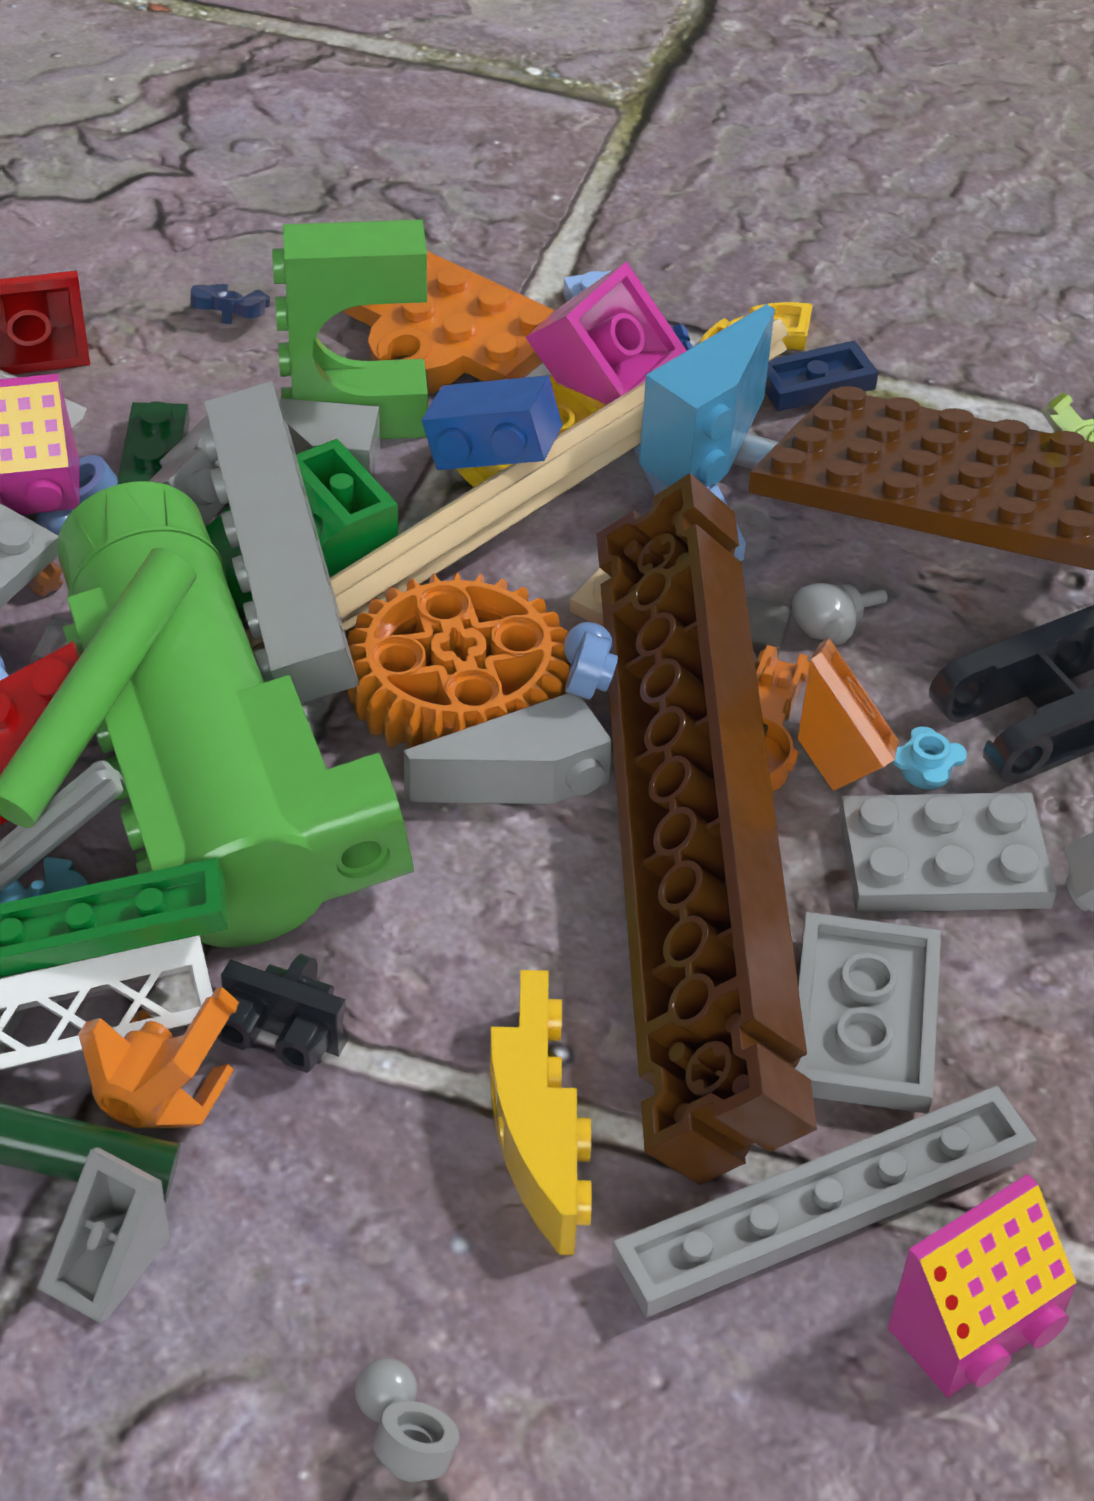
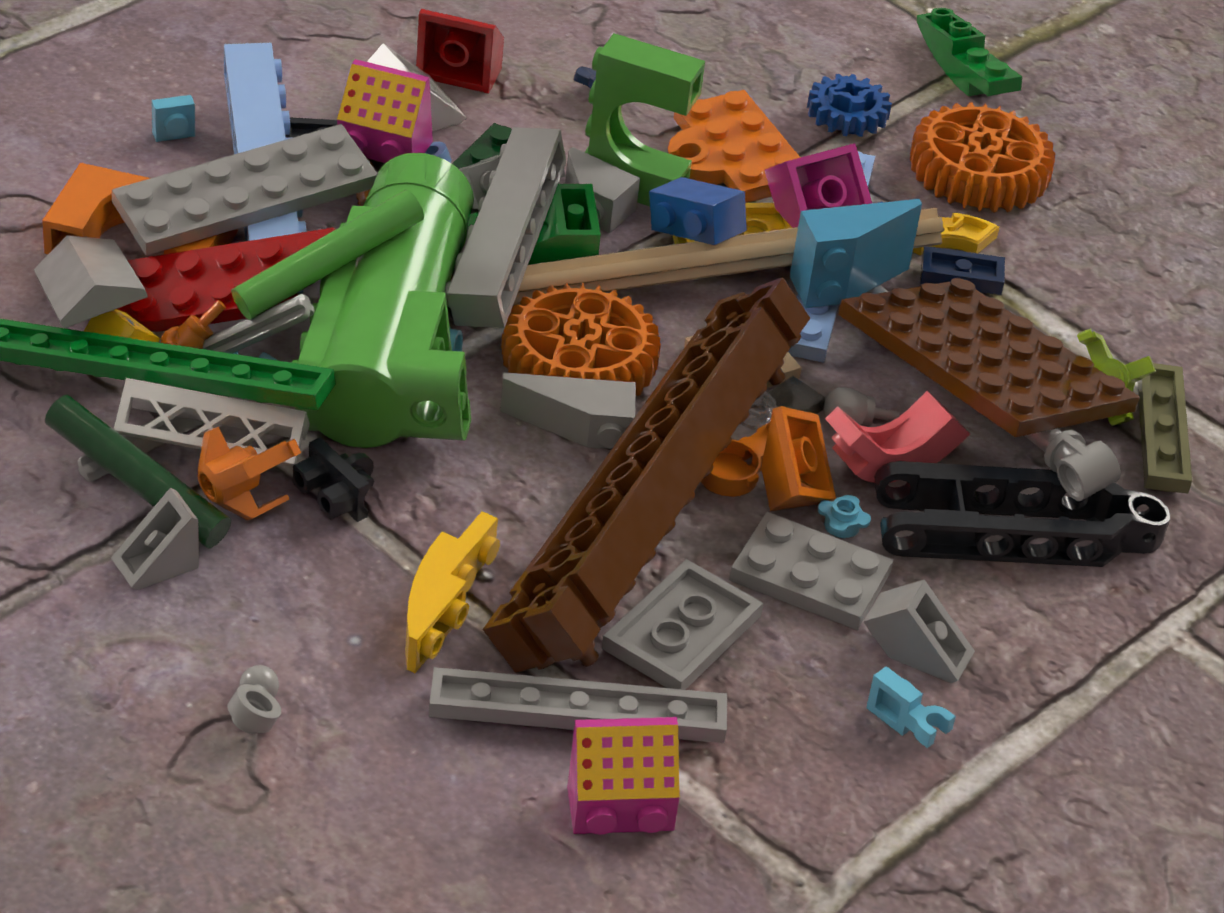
camera: 25 degrees right, 5 degrees down
(539, 217) = (849, 105): none -> blue gear
(591, 663) = (651, 366): medium blue plate -> none
(614, 110) = (963, 55): none -> green slope
(732, 226) = (982, 157): none -> orange gear
(928, 628) = (920, 434): none -> coral arch

